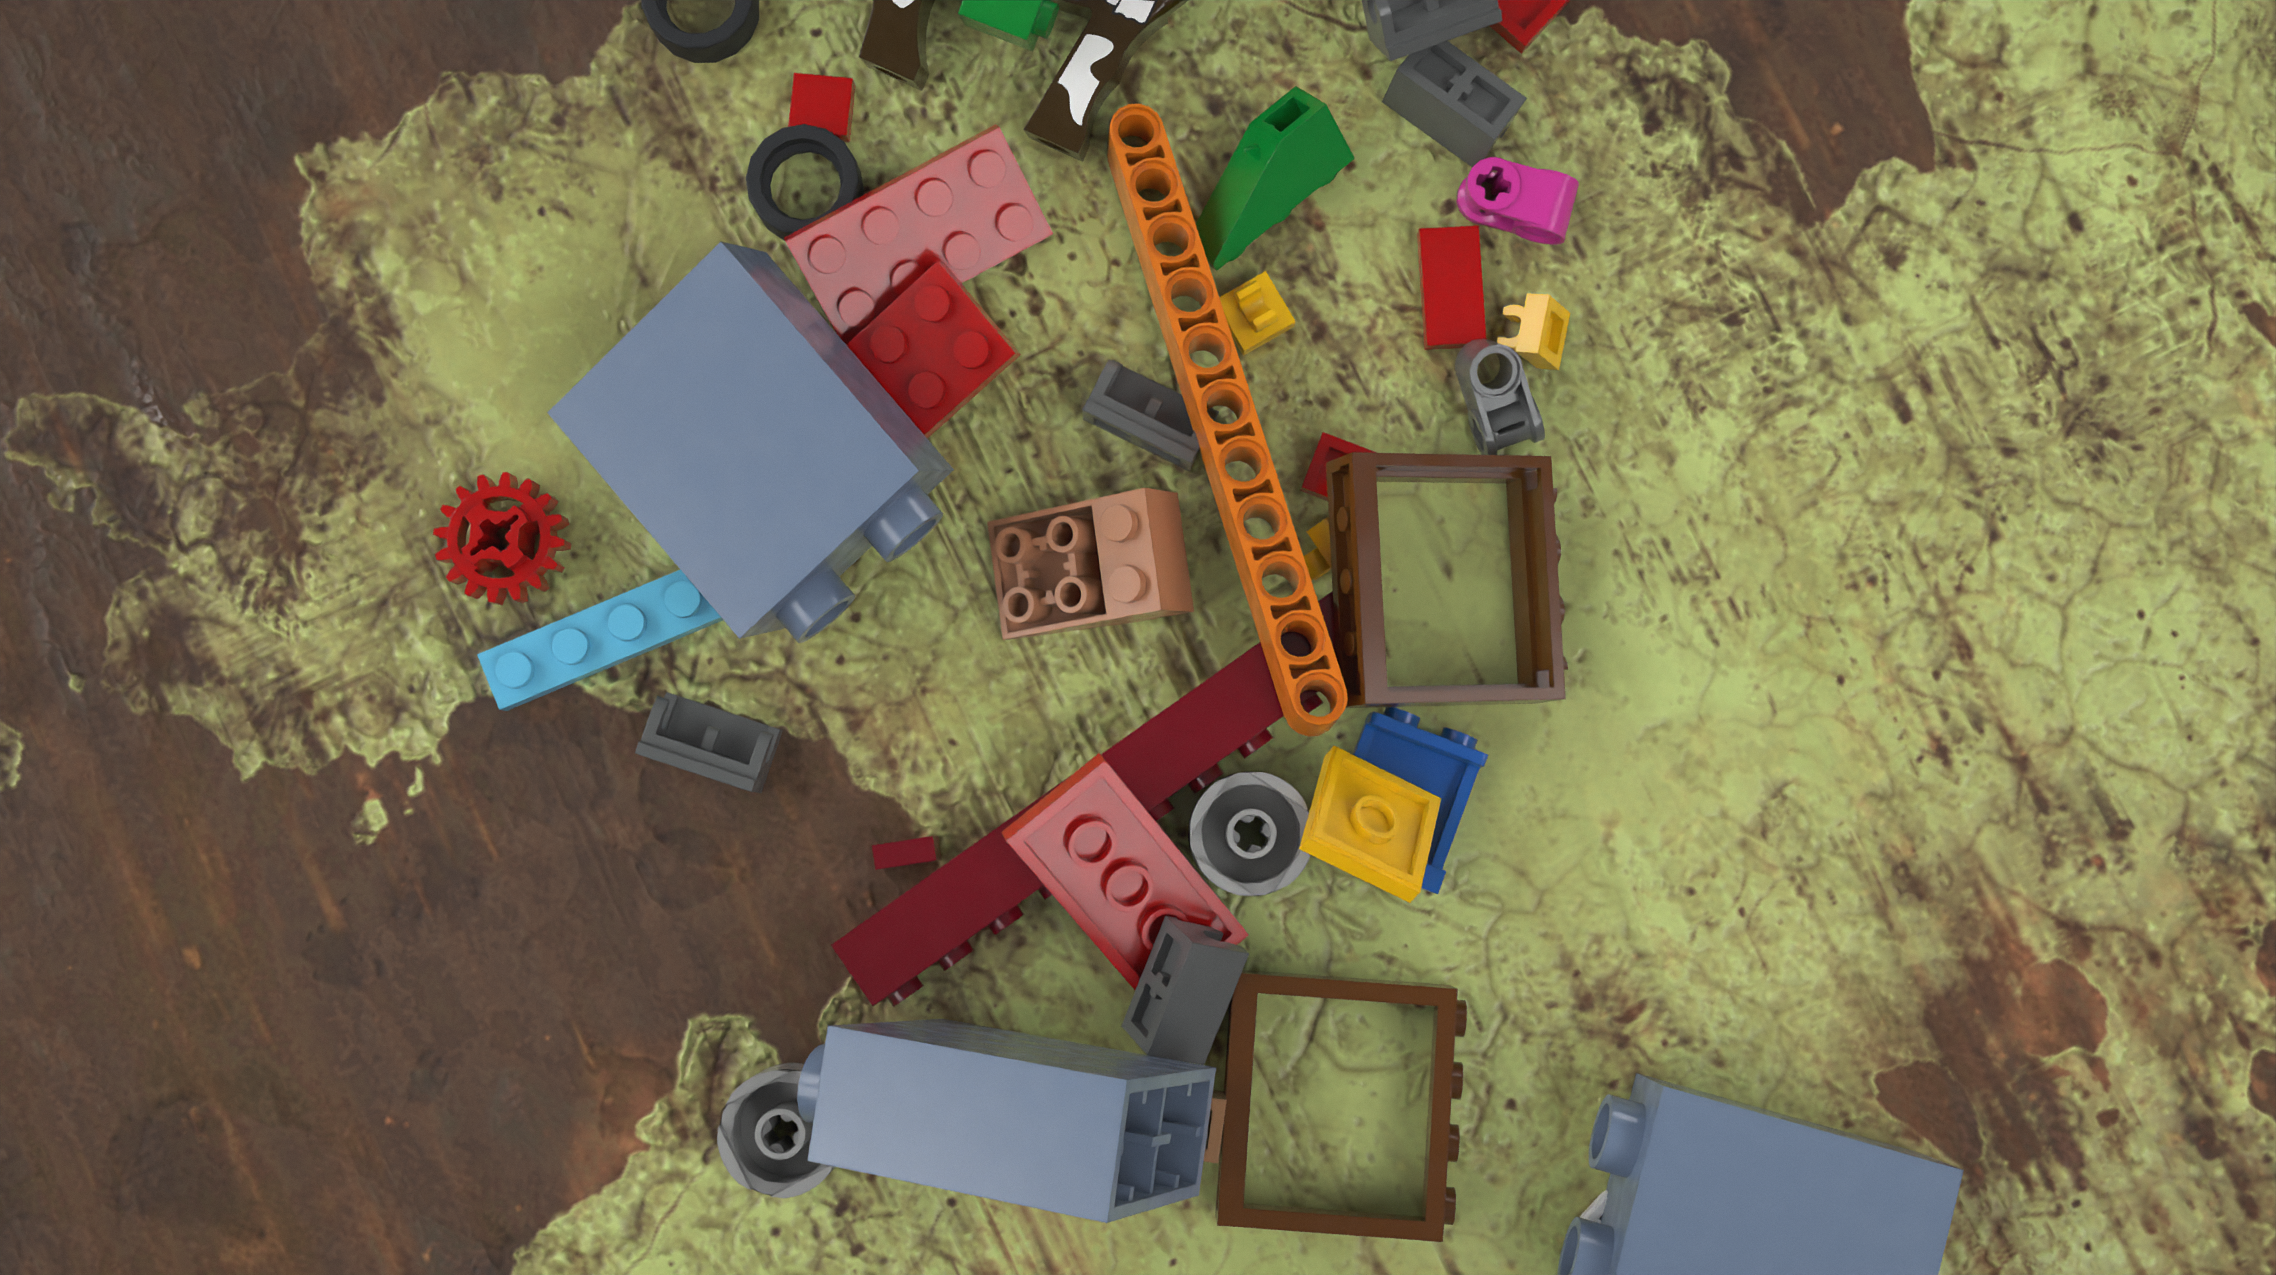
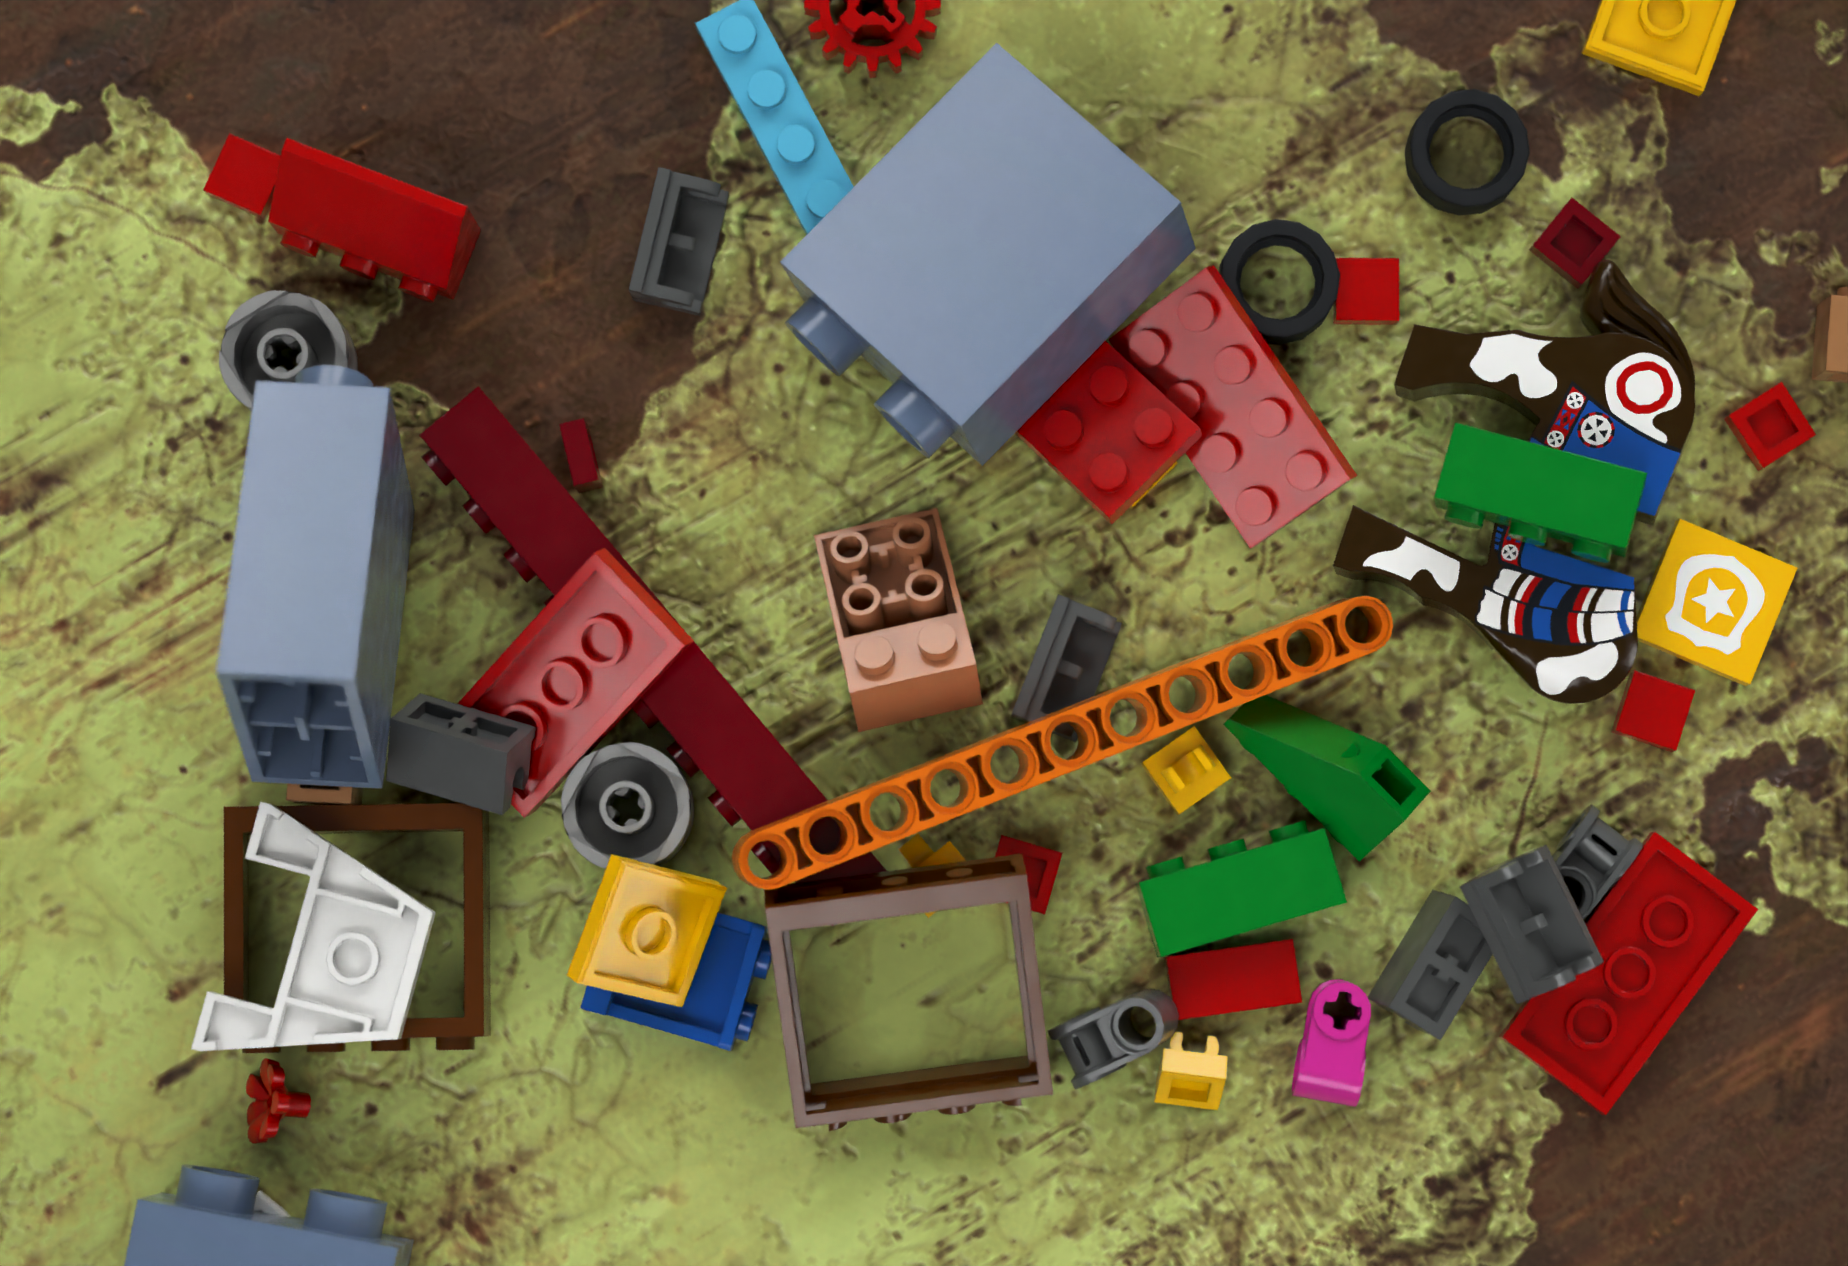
camera: 80 degrees right, 0 degrees up
(602, 1157) = (244, 176): none -> red tile
(658, 1038) = (371, 222): none -> red slope
(1371, 271) = (1239, 889): none -> green brick
(1375, 1113) = (348, 959): none -> white wing
(1500, 1199) = (272, 1102): none -> red plant

